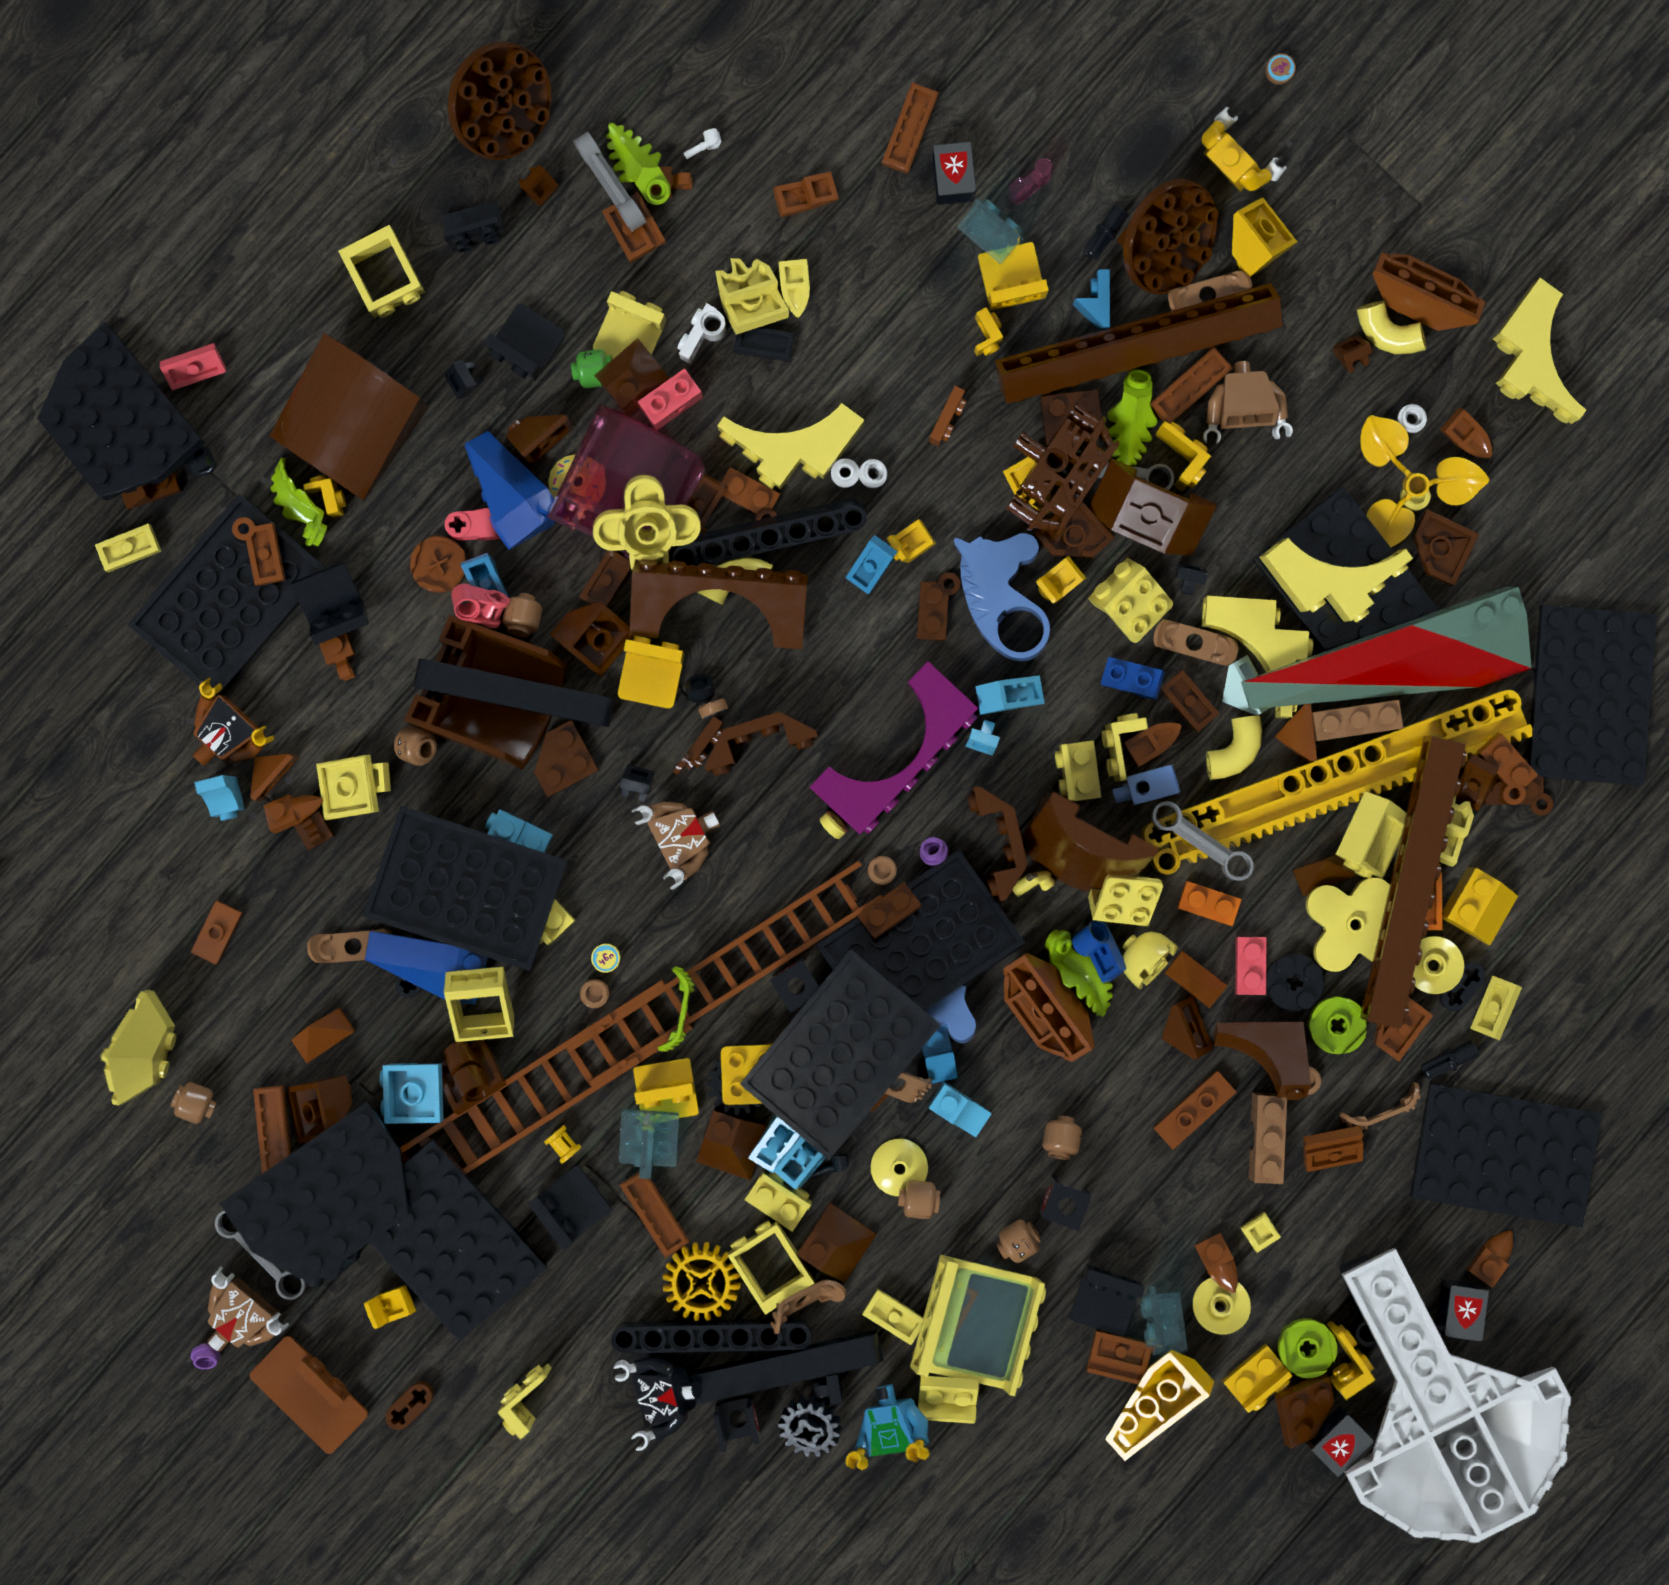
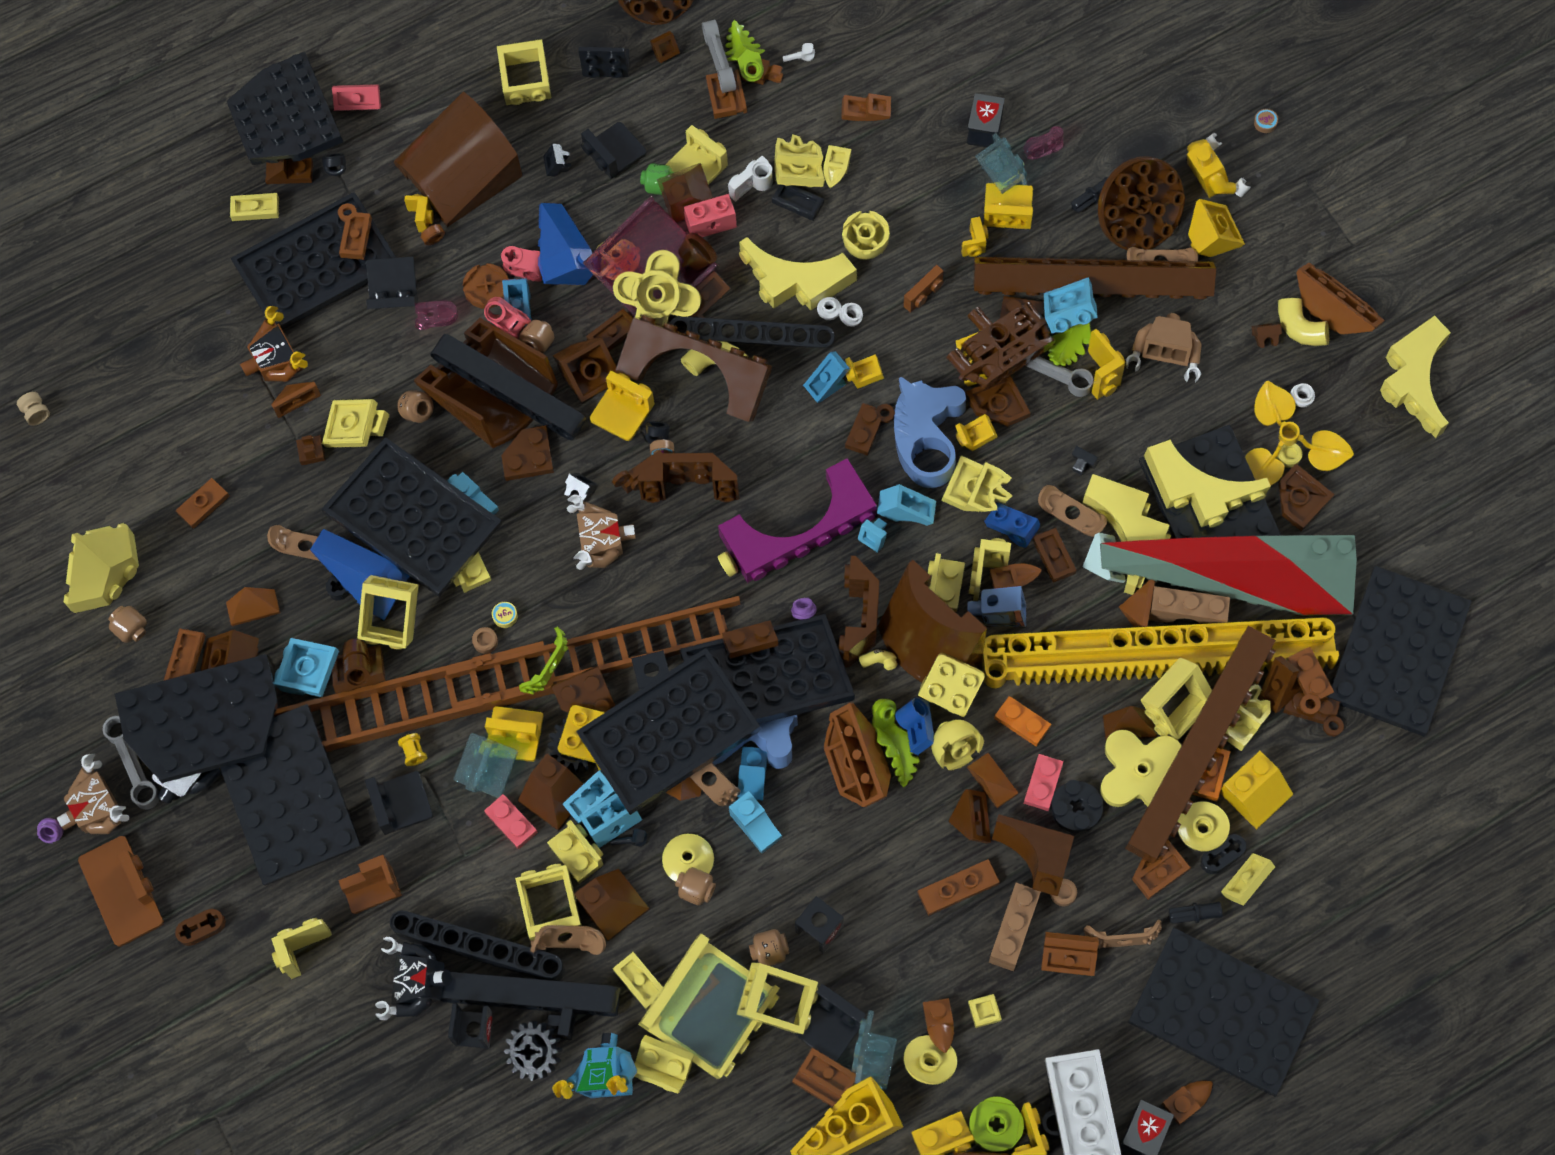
camera: 20 degrees right, 20 degrees down
(221, 796) = (249, 397): medium azure arch -> none
(290, 811) = (296, 427): dark orange plate -> none
(297, 505) = (395, 212): lime plant -> none
(338, 652) = (382, 324): dark orange plate -> none
(353, 520) = (432, 234): none -> dark orange tile
(389, 1306) = (217, 837): yellow bracket -> none
(402, 615) = (443, 314): none -> clear pink plate
(538, 435) = (600, 213): reddish brown slope -> none
(576, 1307) = (371, 886): none -> dark orange panel
(655, 1214) = (467, 830): dark orange plate -> none
(672, 452) = (696, 252): none -> reddish brown piece
(693, 1271) = (476, 901): yellow gear -> none
(697, 1187) = (510, 821): none -> coral plate
(729, 1025) = (584, 690): none -> reddish brown plate
(750, 494) = (747, 304): dark orange hinge -> none
(861, 371) = (865, 234): none -> light yellow cylinder
(882, 870) = (755, 613): medium nougat tile -> none
(910, 128) = (962, 84): dark orange plate -> none
(1022, 1300) = (753, 991): none -> light yellow window
(1062, 1138) = (835, 873): medium nougat head -> none
(1080, 647) = (976, 486): none -> light yellow plate
(1098, 308) = (1068, 243): dark azure slope -> none
(1124, 395) = (1070, 306): none -> medium azure plate
(1131, 599) = (1031, 465): light yellow bracket -> none
(1149, 511) = (1067, 399): reddish brown slope -> none
(1191, 386) = (1128, 320): dark orange plate -> none
(1202, 841) = (1029, 658): light grey piece -> none
(1241, 751) = (1086, 605): light yellow cylinder -> none
(1320, 1025) = (1089, 849): lime plate -> none
(1467, 434) = (1346, 419): dark orange plate -> none

